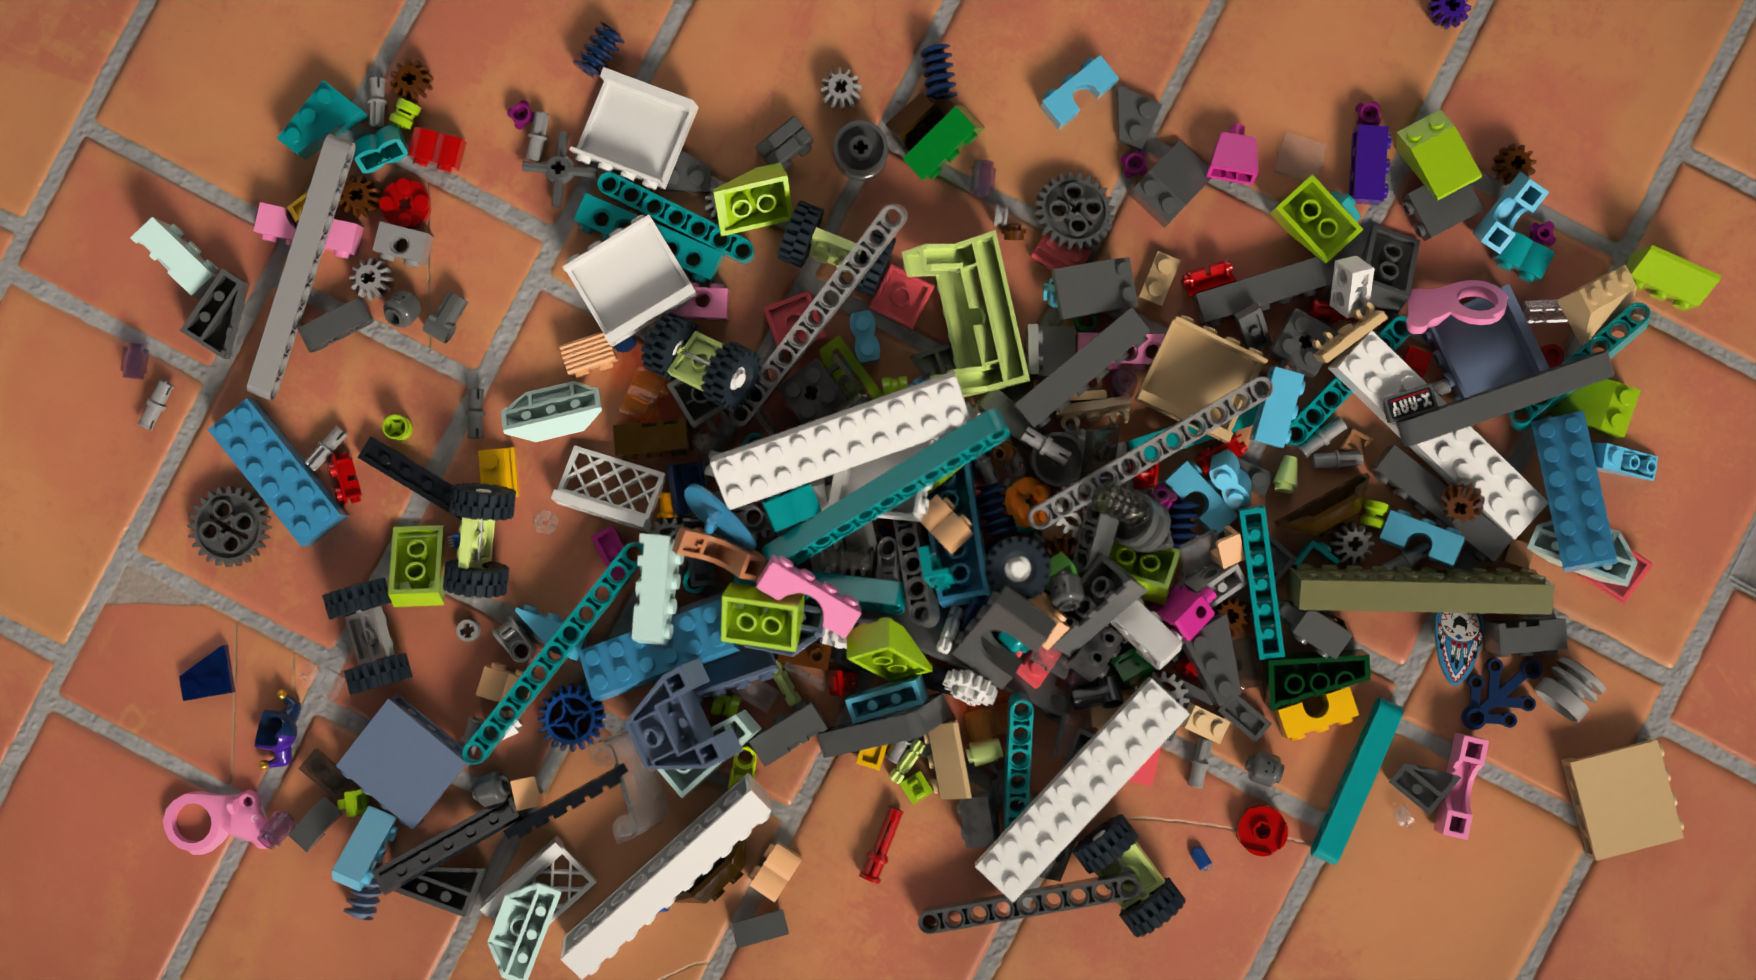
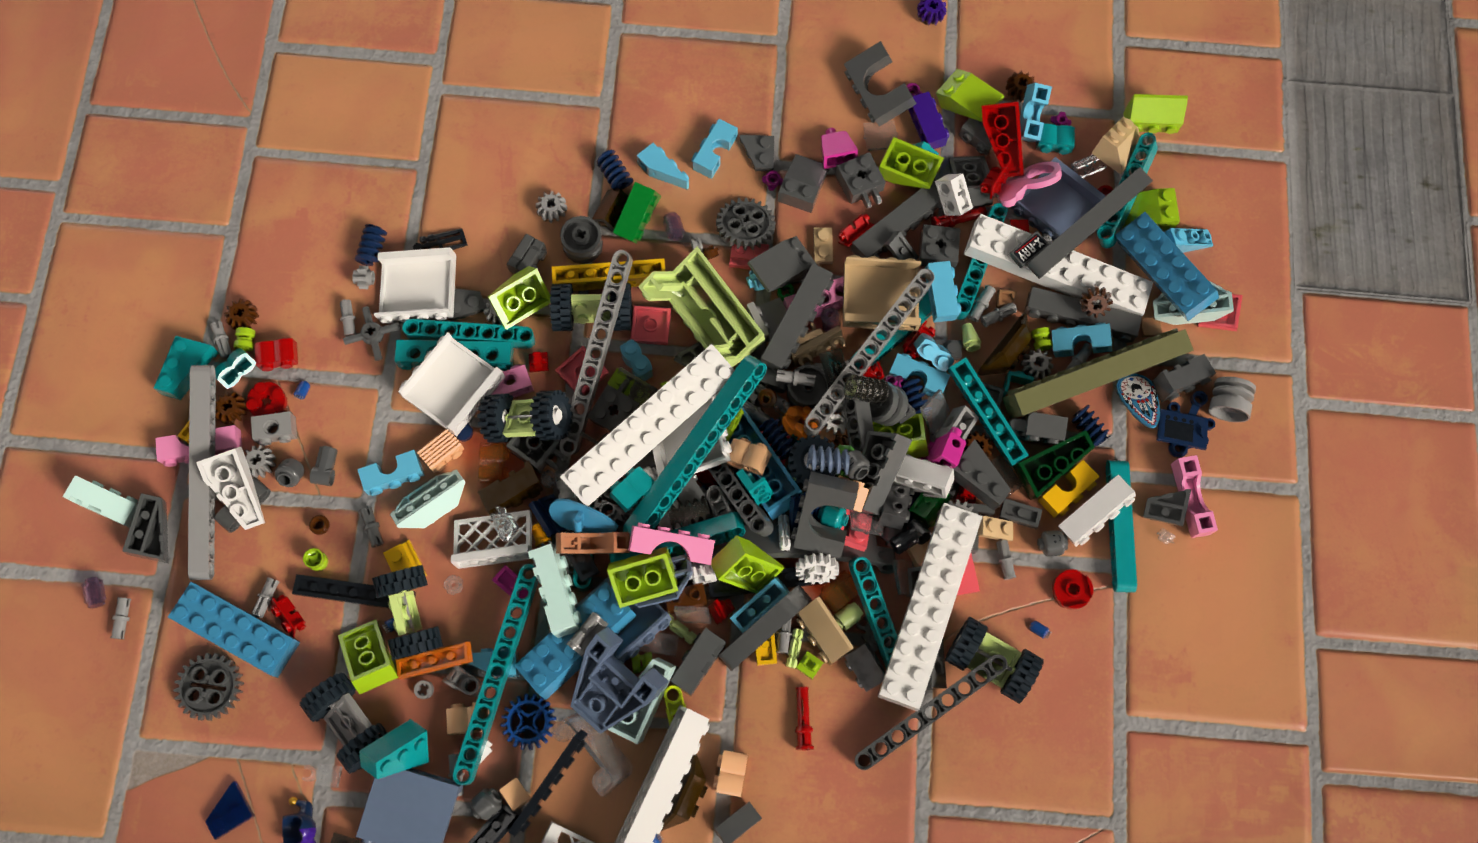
camera: 30 degrees left, 15 degrees down
(331, 298) = (233, 483): none -> white wedge
(409, 385) = (315, 521): none -> reddish brown plate
(410, 695) = (396, 751): none -> teal wedge
(452, 206) = (302, 390): none -> blue piece
(498, 358) = (408, 469): none -> medium azure arch
(501, 608) = (434, 660): none -> orange tile
(516, 110) = (327, 305): magenta plate -> none
(575, 91) = (363, 277): none -> light grey gear
(630, 482) = (506, 525): none -> clear plate
(656, 77) = (428, 240): none -> black piece
(672, 655) = (586, 633): none -> light grey hinge
(747, 288) = (538, 362): none -> red brick
(865, 208) = (595, 275): none -> yellow brick
(997, 87) = (659, 166): none -> medium azure slope
(1033, 580) = (828, 459): none -> sand blue piece
(1229, 549) = (955, 397): light nougat panel -> none
(1235, 222) = (861, 179): none -> dark grey hinge
(1313, 60) = (881, 107): none -> dark grey arch
(1335, 755) = (1097, 511): none -> white brick
(1348, 334) = (966, 223): tan plate -> none
(1380, 647) = (1090, 424): none -> dark blue piece
(1407, 295) = (994, 180): none -> red hinge
(1457, 224) = (1004, 133): none -> red wedge
(1490, 698) = (1182, 429): none -> dark blue container
(1623, 799) = (1307, 461): tan panel -> none

